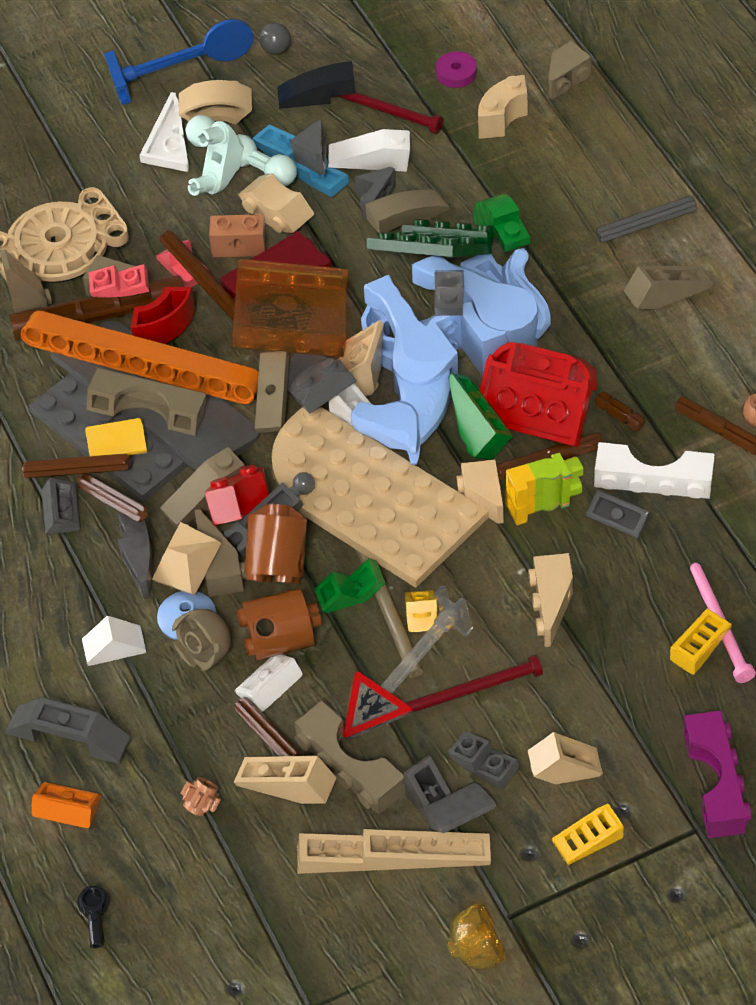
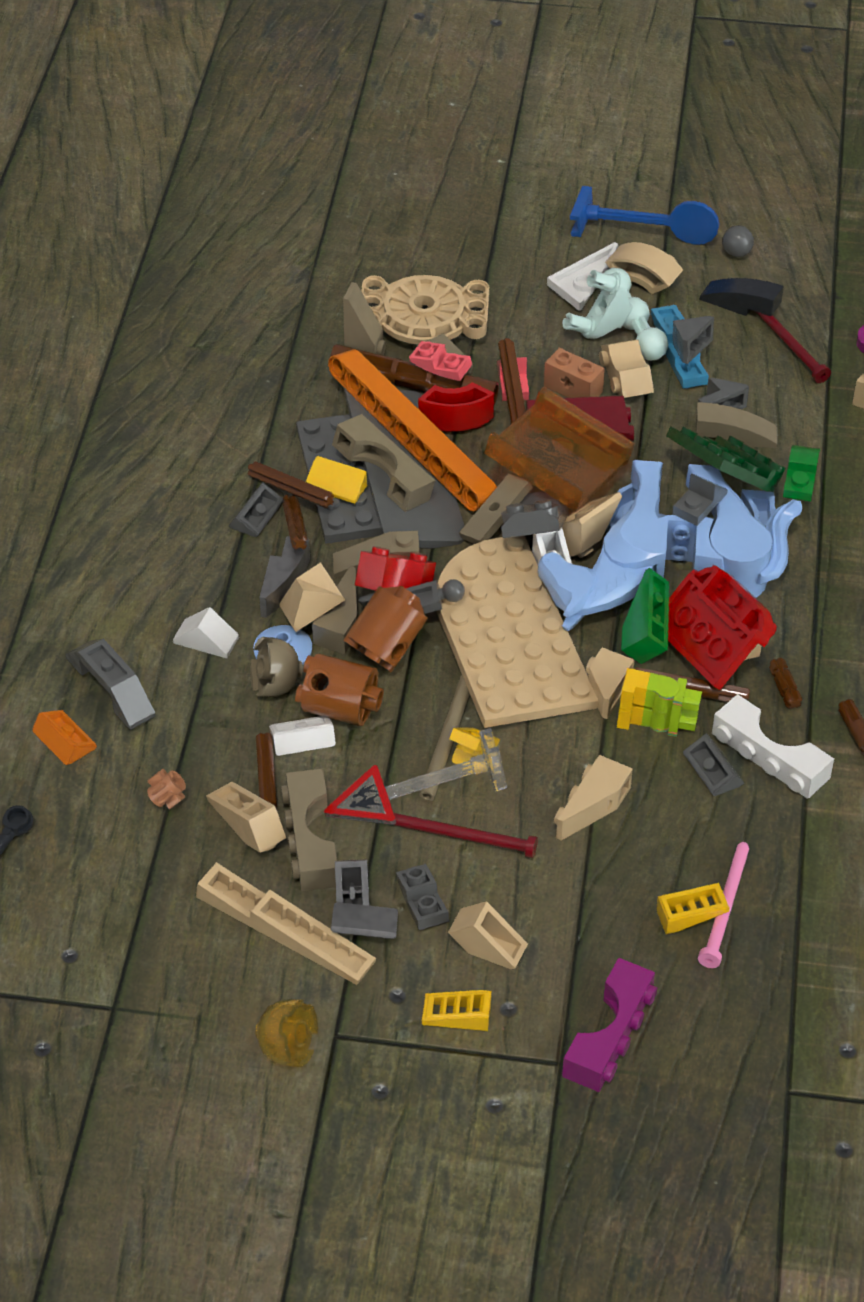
camera: 30 degrees right, 5 degrees down
(343, 591) = (423, 698): green slope -> none
(372, 151) = (746, 366): white slope -> none

